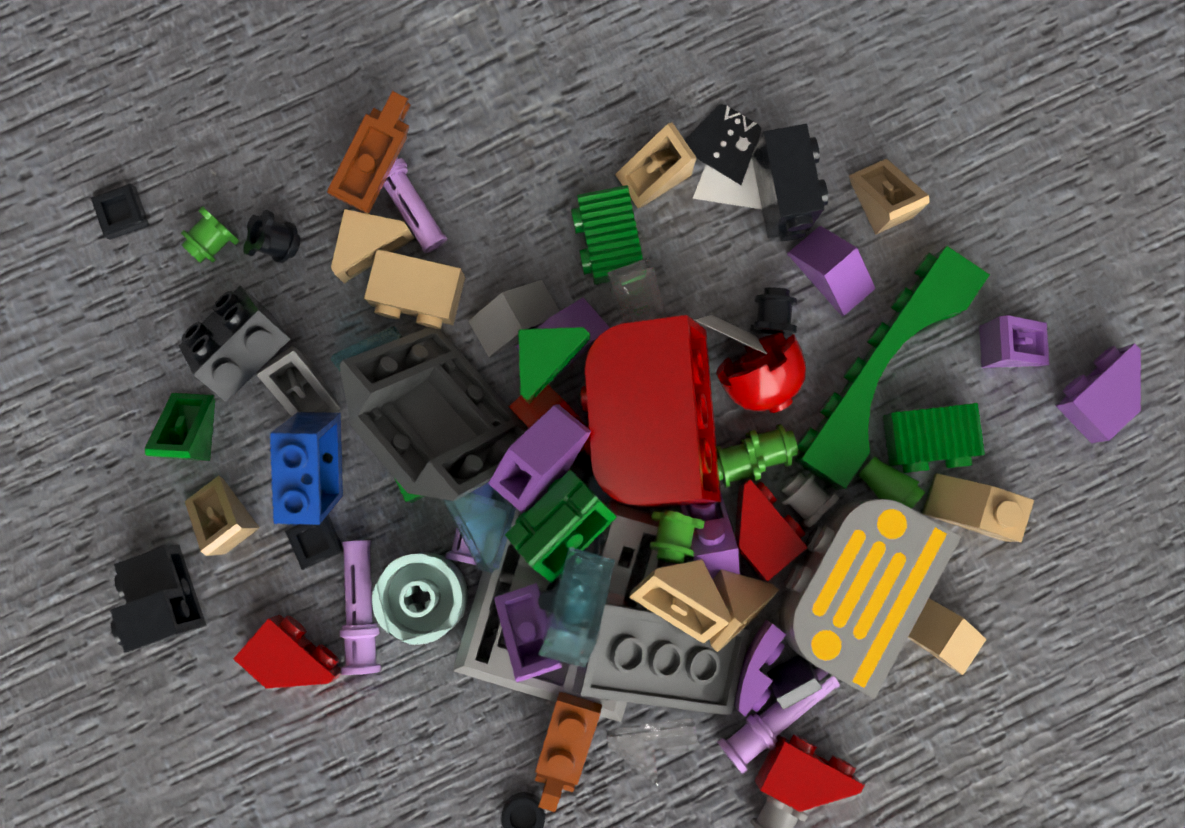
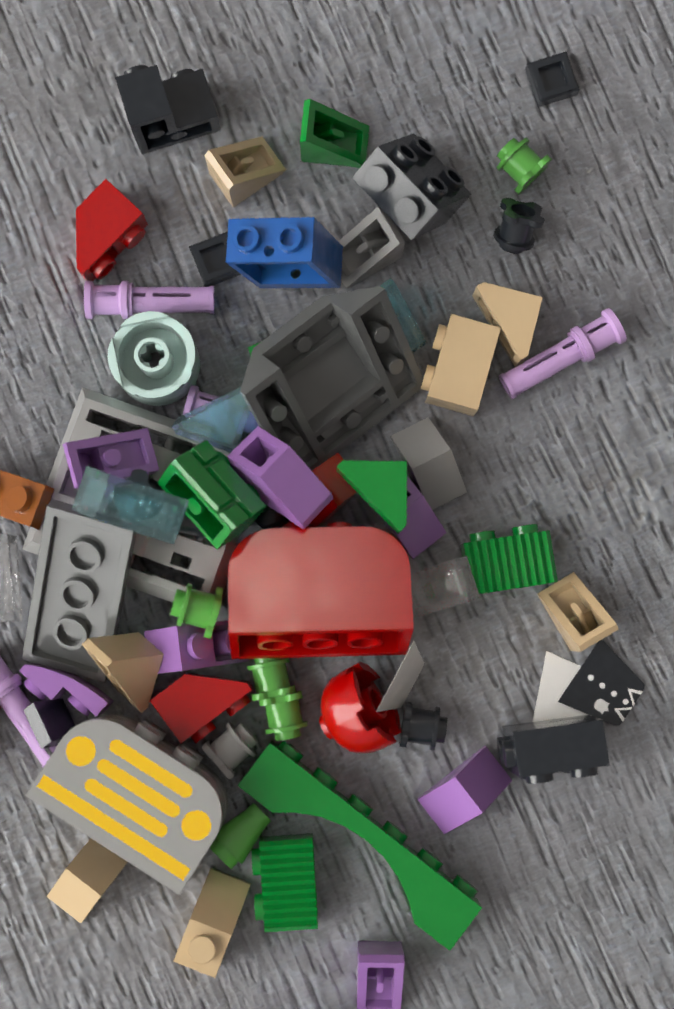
camera: 90 degrees right, 0 degrees up
(371, 155) = (595, 325): dark orange hinge -> none
(685, 598) = (135, 614): tan slope -> none
(887, 195) = (541, 851): tan slope -> none

